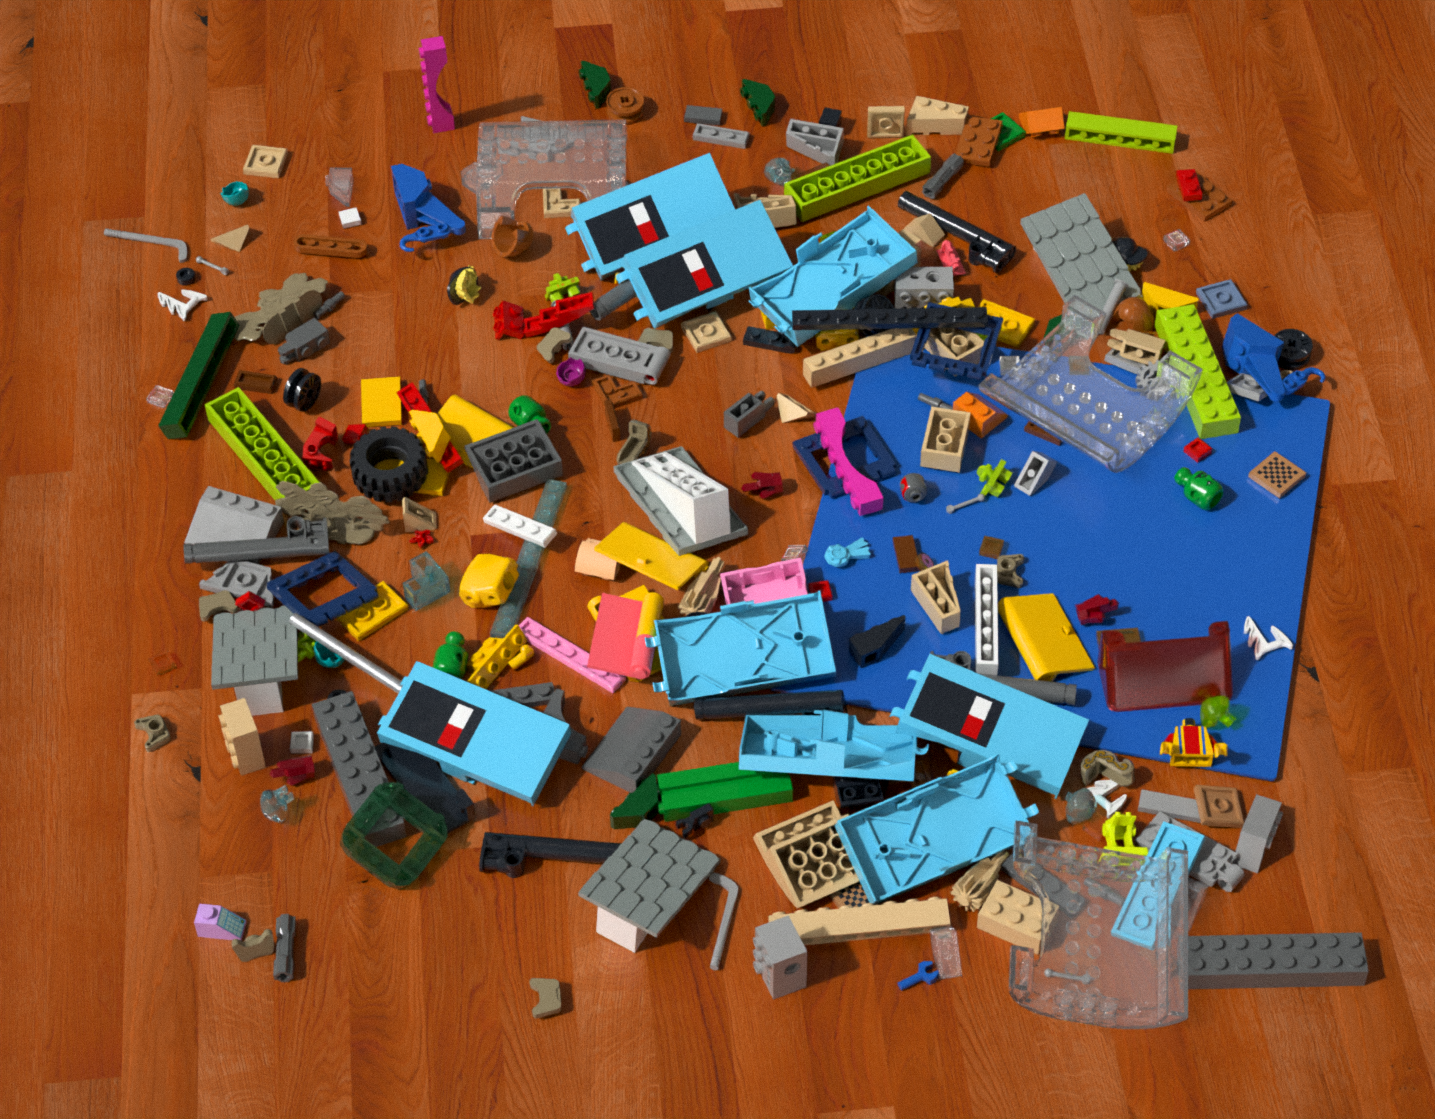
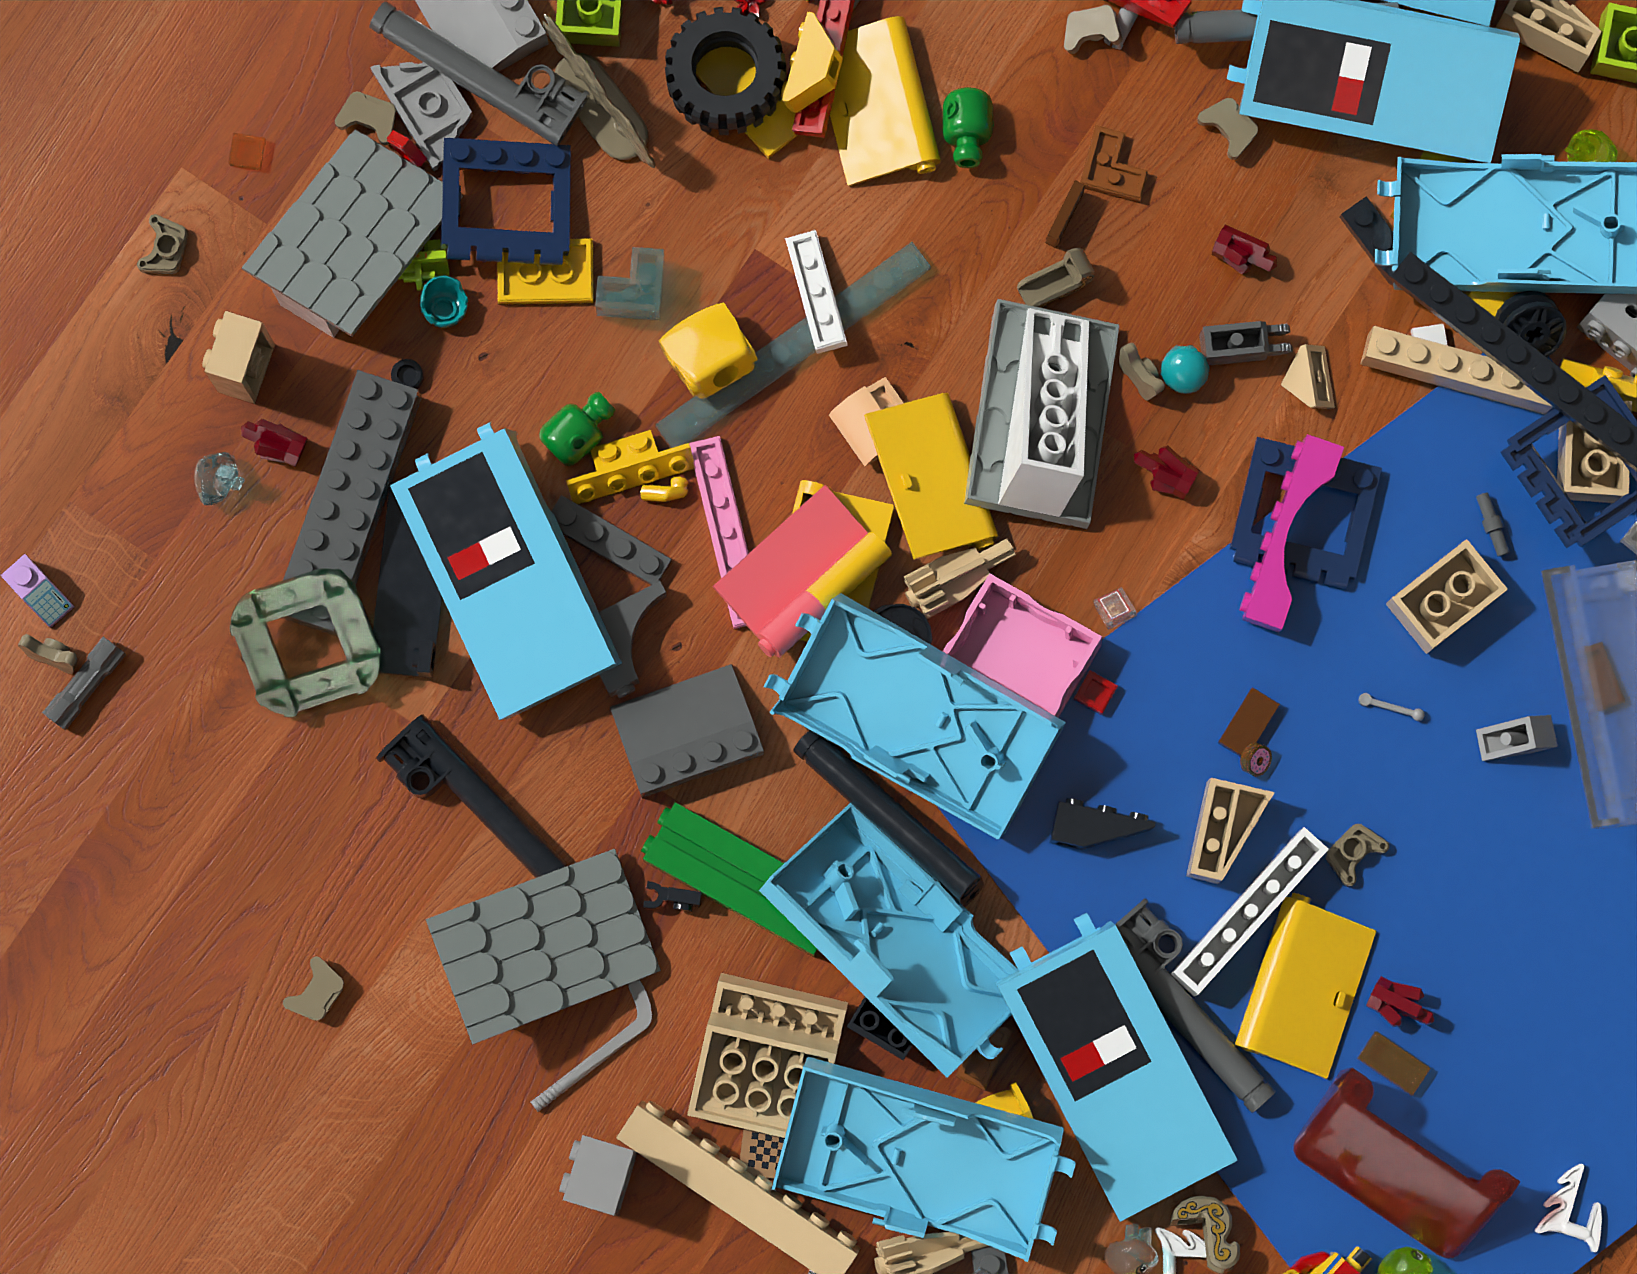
camera: 35 degrees right, 30 degrees up
(302, 742) = (319, 403): white tile -> none
(346, 652) = (455, 326): flat silver piece -> none
(417, 516) = (707, 175): tan slope -> none
(422, 537) = (691, 207): red plant -> none
(514, 460) = (887, 184): dark grey slope -> none
(571, 372) = (1077, 93): magenta hair -> none
(619, 356) = (1152, 102): light grey hinge -> none
(637, 806) = (627, 821): dark green slope -> none
(706, 332) = (1308, 160): tan tile -> none
(707, 380) = (1242, 250): none -> dark red rock
(711, 456) = (1140, 371): none -> dark tan piece
(731, 439) = (1184, 369): none -> teal hair
(839, 556) = (1162, 659): medium azure piece -> none
(913, 487) = (1342, 635): dark grey head -> none
(983, 415) = (1523, 578): orange slope -> none
(991, 547) = (1362, 800): clear orange tile -> none
(999, 472) = (1455, 697): lime hips -> none

